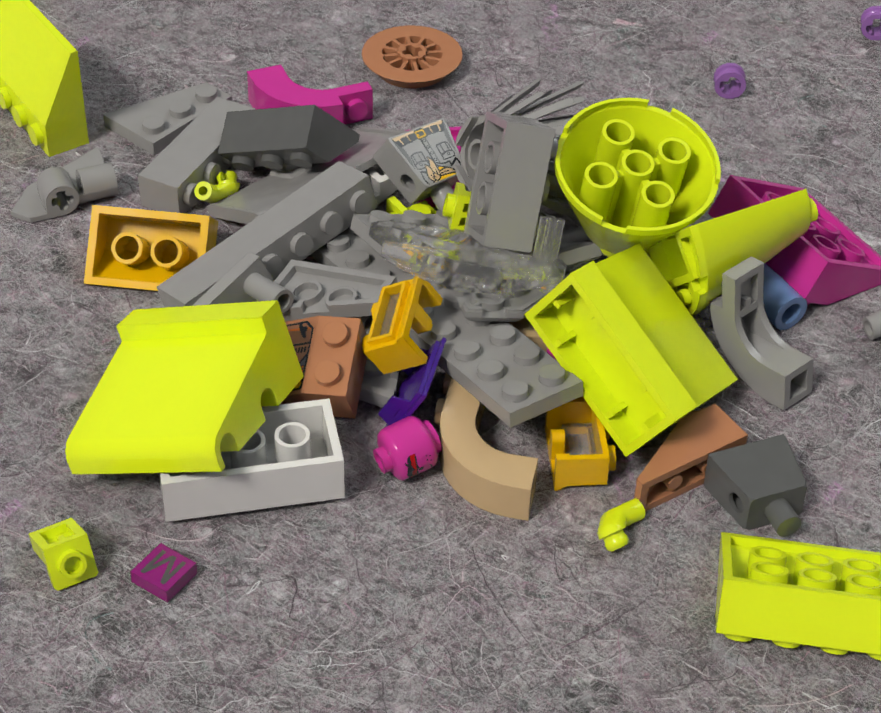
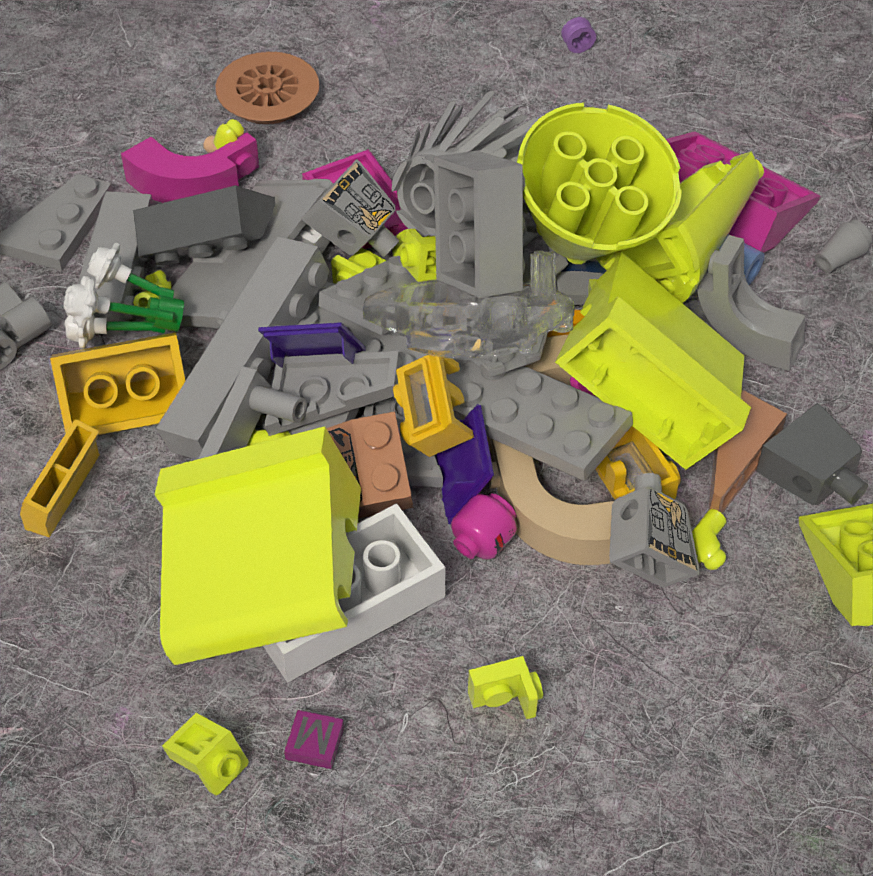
camera: 20 degrees left, 10 degrees up
(57, 306) = (57, 475): none -> yellow piece
(139, 170) = (83, 301): none -> plant
(319, 245) = (311, 340): none -> dark purple piece
(349, 77) = (225, 134): none -> neon yellow arm
(354, 577) = (502, 681): none -> neon yellow bracket
(556, 495) = (652, 534): none -> light grey torso

